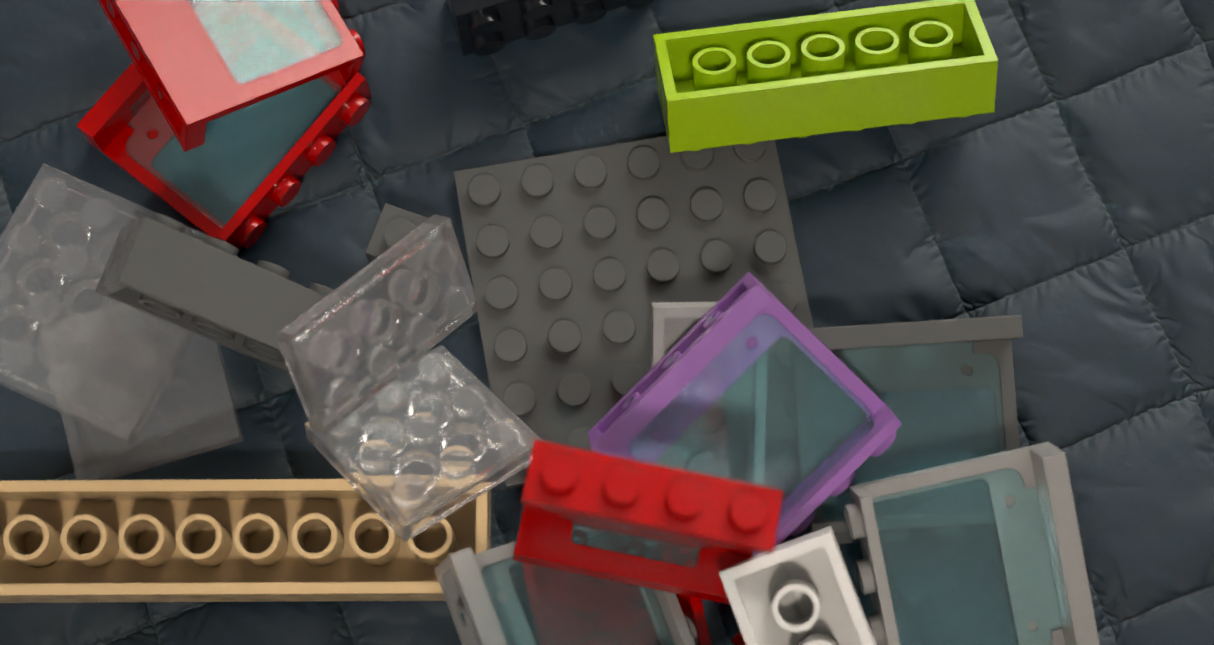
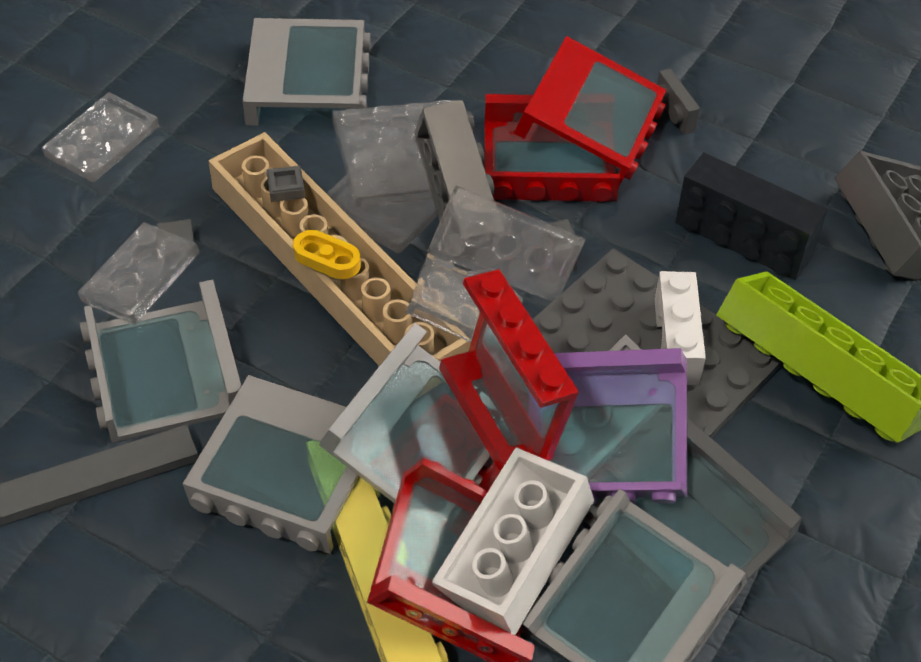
camera: 50 degrees right, 25 degrees down
(42, 524) = (285, 183): none -> dark grey tile
(221, 564) = (331, 254): none -> yellow plate
(681, 227) = (680, 319): none -> white arch

